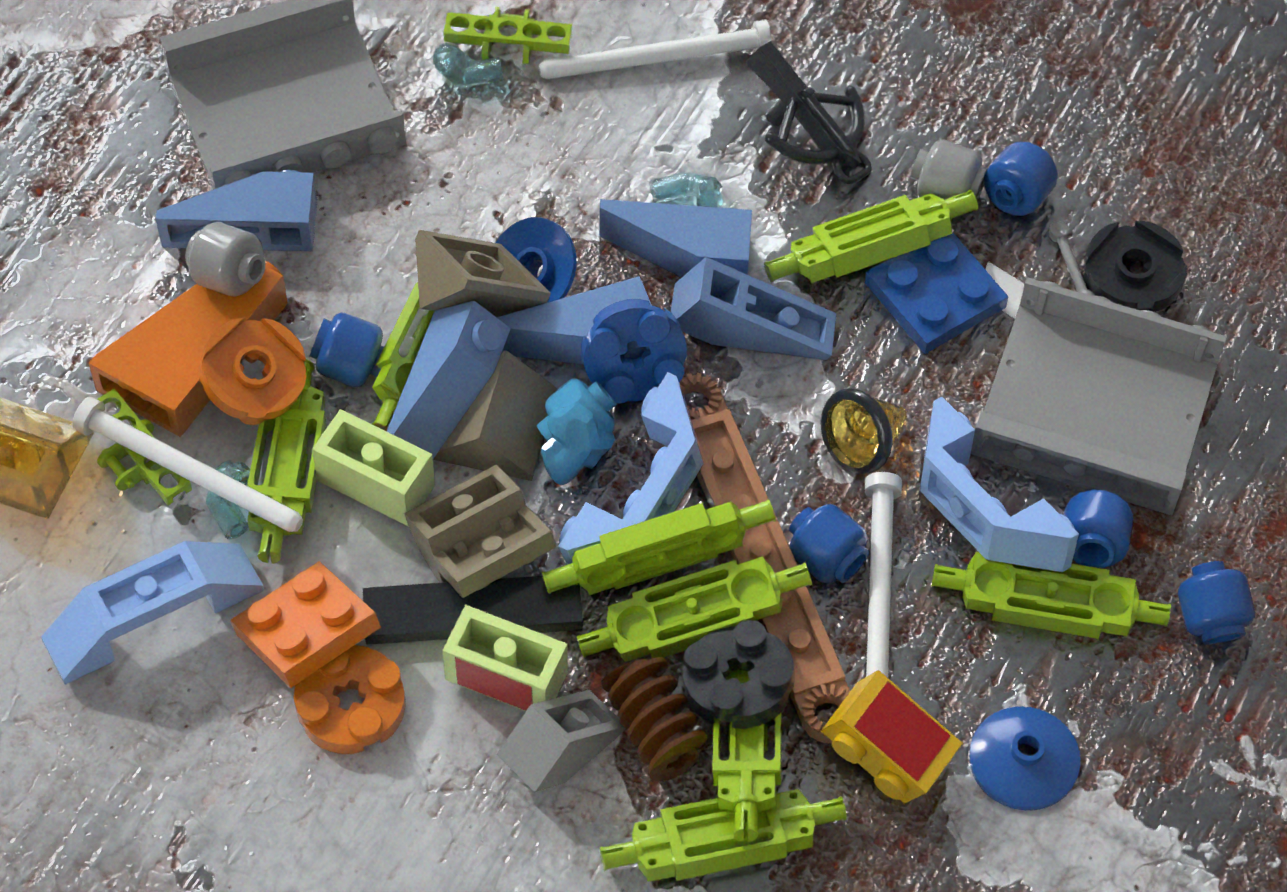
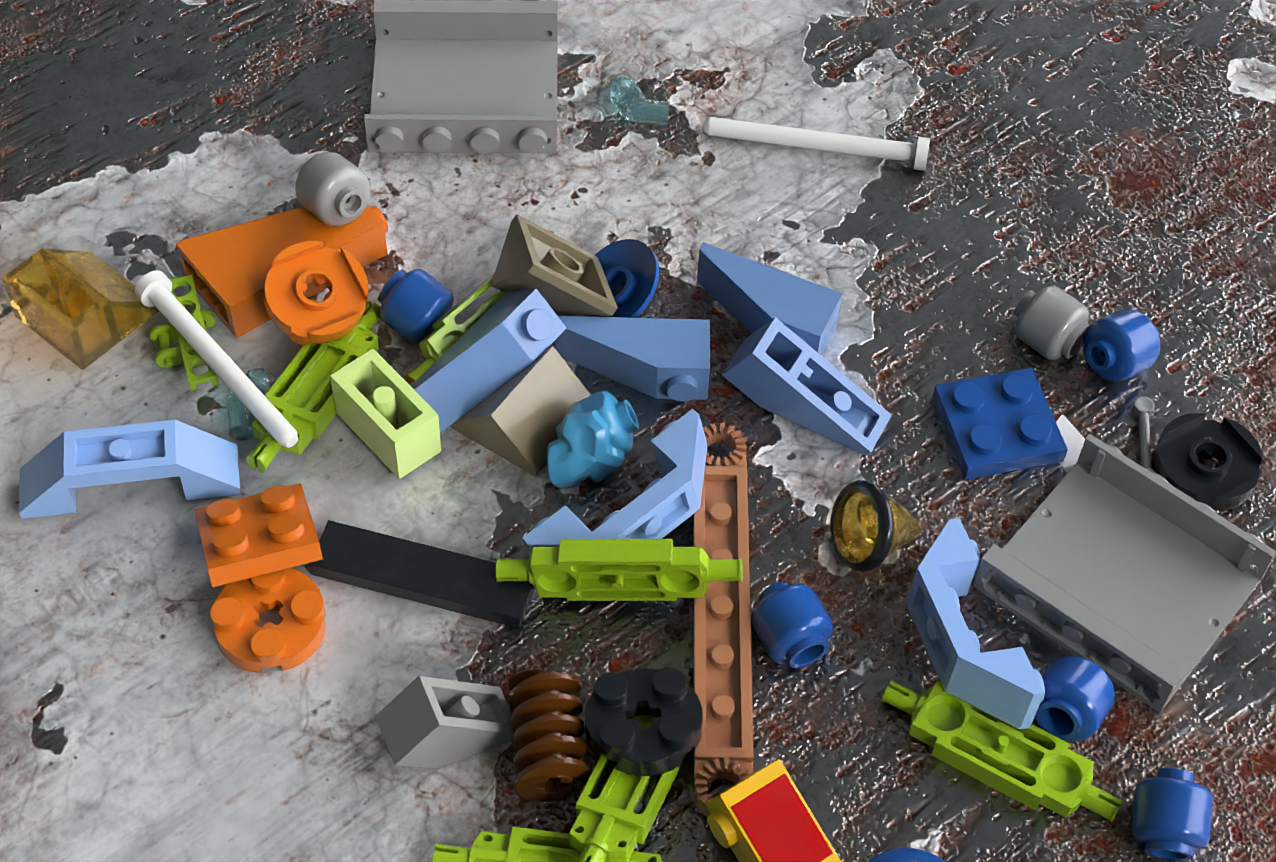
camera: 20 degrees right, 5 degrees down
(269, 204) = (400, 166): medium blue slope -> none
(478, 531) = (457, 502): dark tan brick -> none
(504, 659) = (423, 627): yellowish green brick -> none
(525, 27) = (710, 88): lime piece -> none
(608, 339) = (693, 362): blue plate -> none
(684, 610) = (628, 638): lime piece -> none
(687, 184) = (795, 258): clear light blue arm -> none
(806, 106) = (935, 222): black piece -> none
(871, 236) = (952, 353): lime piece -> none
(882, 489) = (869, 591): white bar -> none

